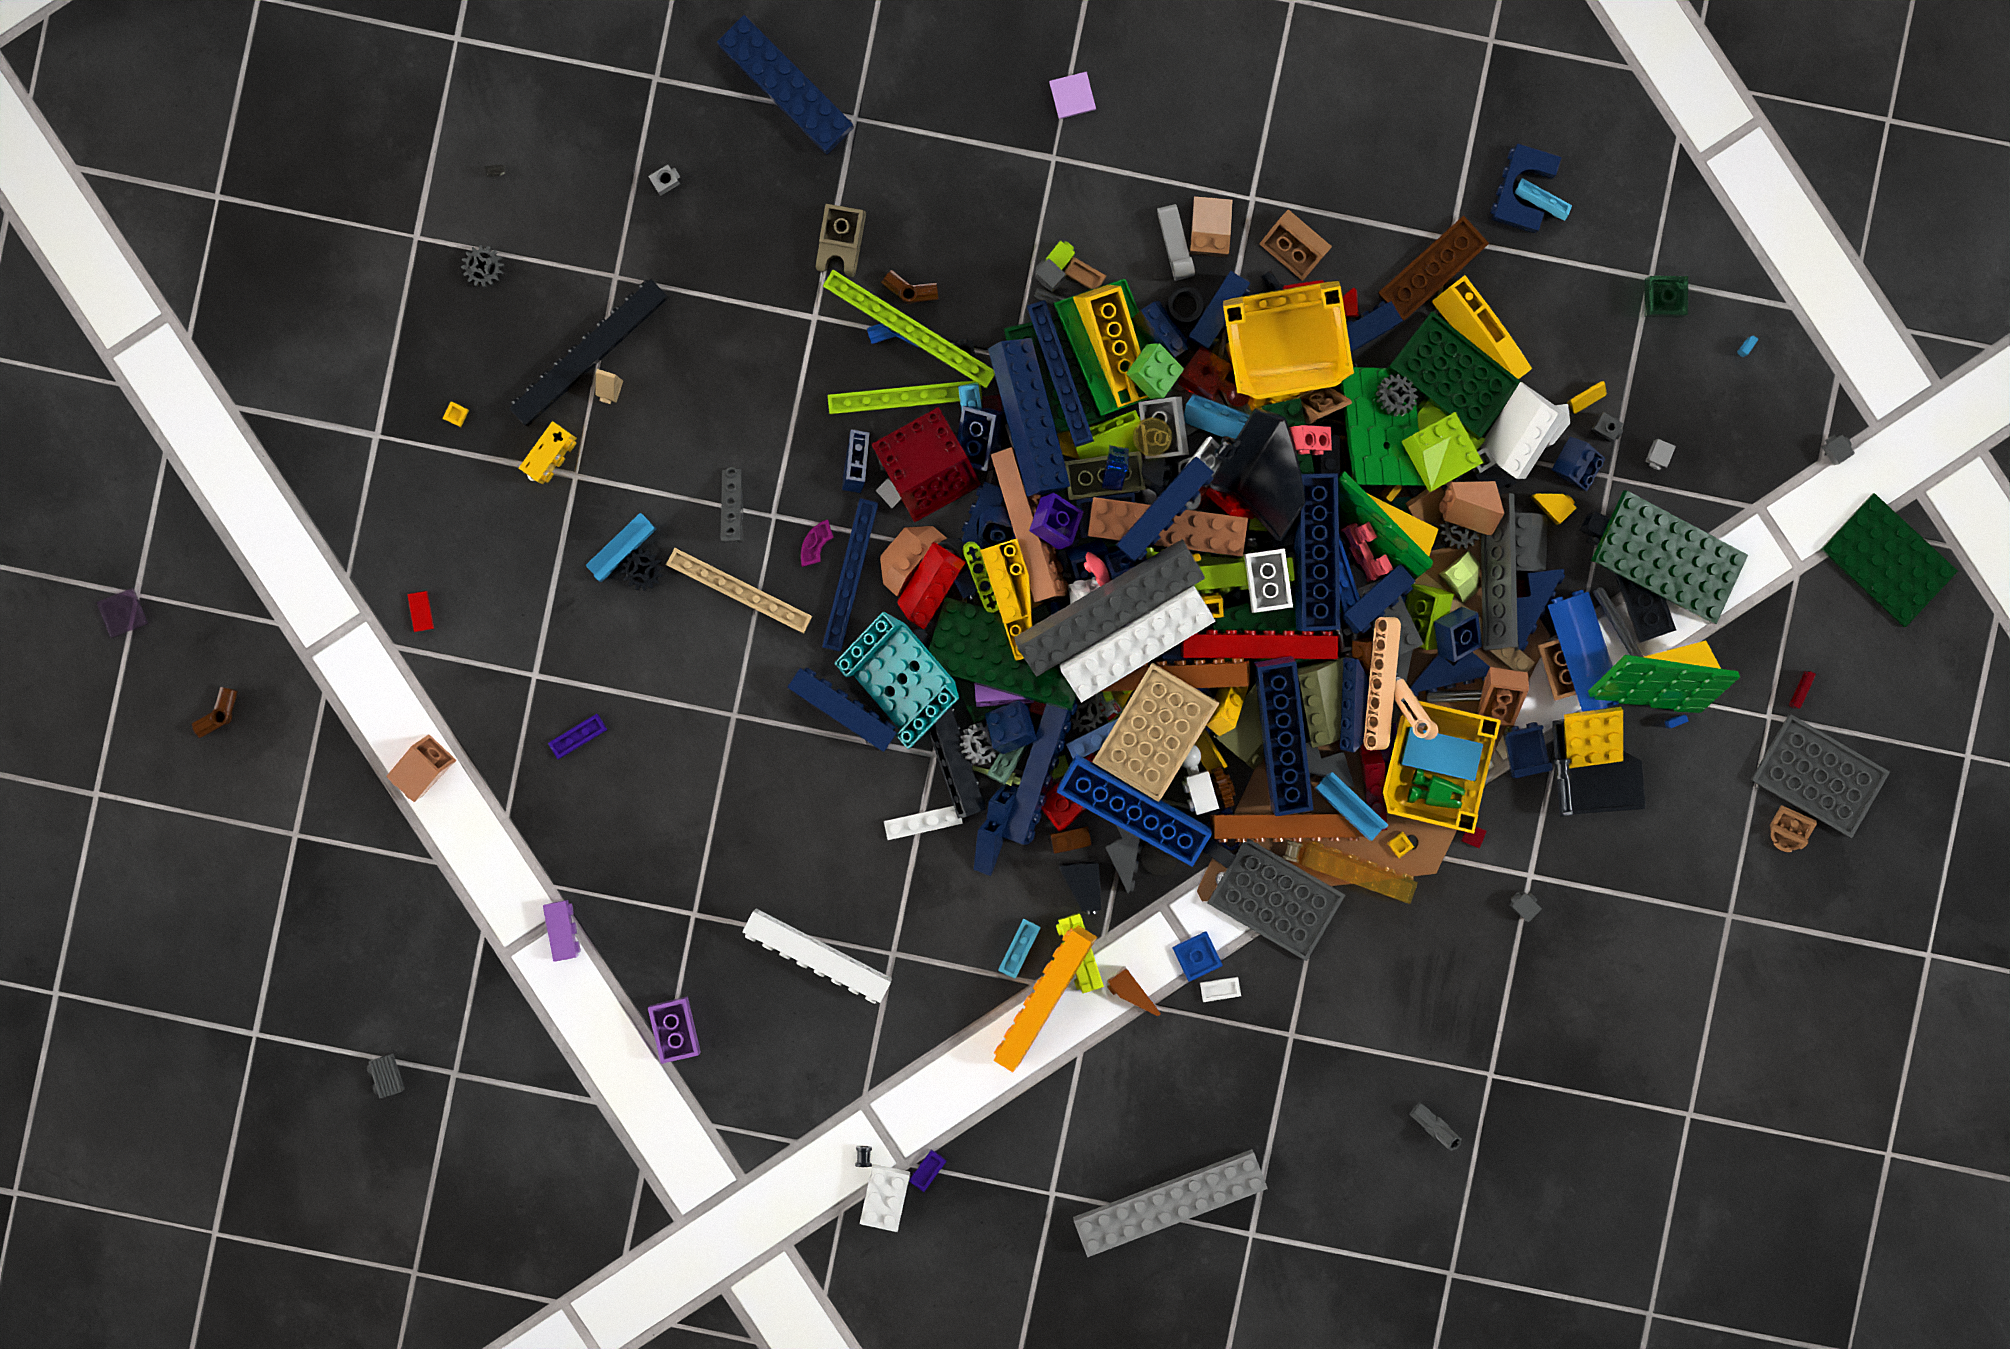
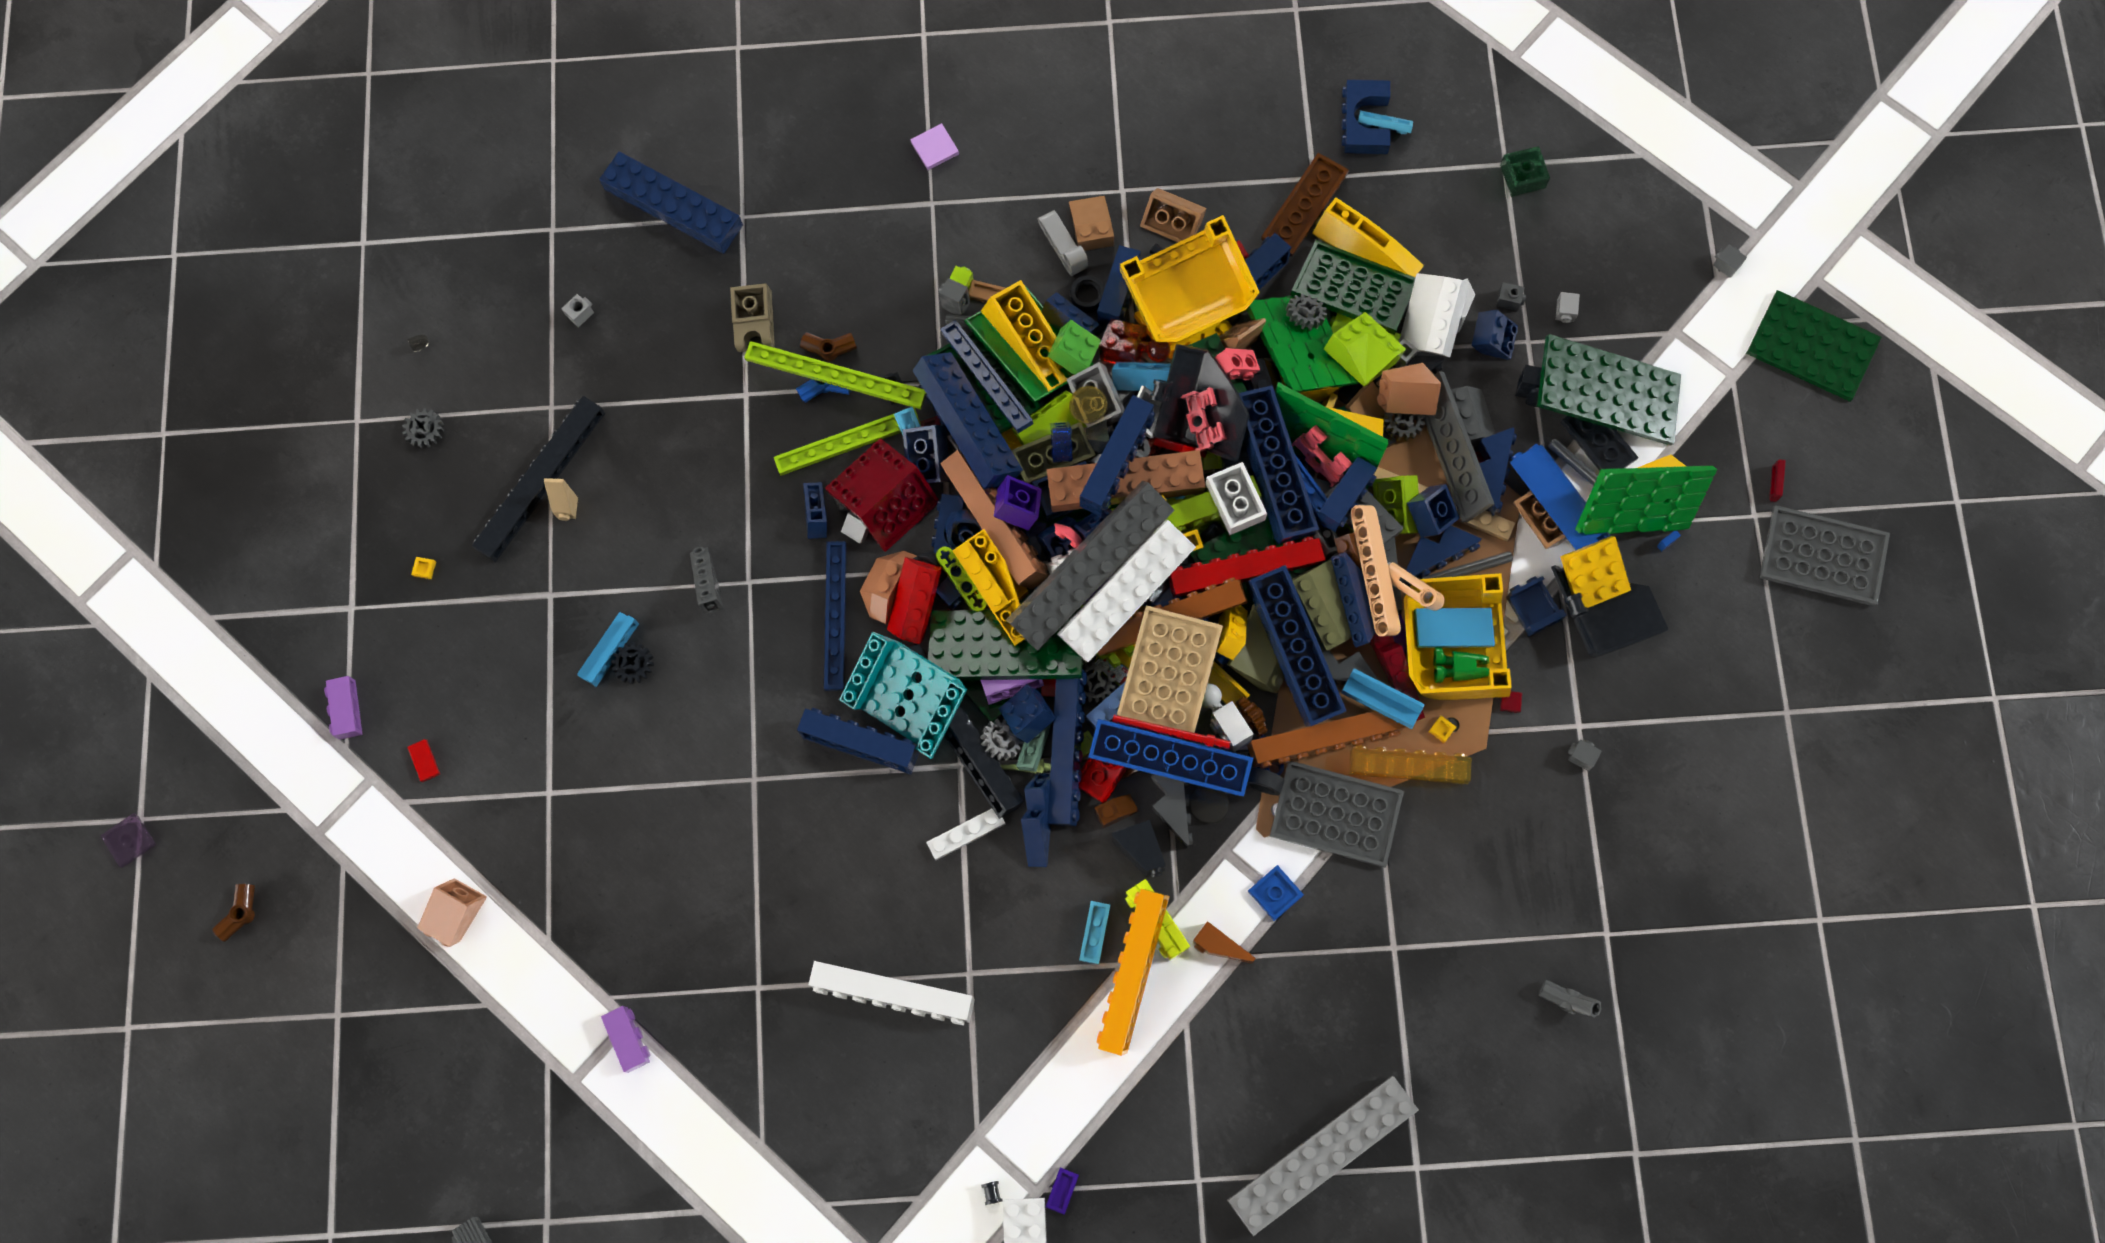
camera: 10 degrees left, 15 degrees down
(352, 538) = (343, 707): none -> medium lavender brick
(548, 453) = (517, 576): yellow piece -> none
(577, 736) = (603, 840): dark purple tile -> none
(674, 1030) = (763, 1110): medium lavender brick -> none
(739, 590) = (731, 658): tan plate -> none
(814, 542) = (794, 596): magenta tile -> none
(1174, 807) = (1209, 740): none -> red bar
(1220, 989) = (1308, 920): white tile -> none
(1257, 468) = (1195, 406): none -> coral piece
(1292, 851) = (1339, 762): dark tan bush -> none
(1463, 576) = (1421, 461): yellowish green slope -> none
(1503, 695) = (1496, 553): nougat slope -> none
(1556, 506) = (1484, 377): yellow slope -> none
(1587, 397) = (1484, 275): yellow slope -> none
(1747, 346) = (1613, 195): dark azure tile -> none
(1790, 829) = (1815, 612): medium nougat slope -> none

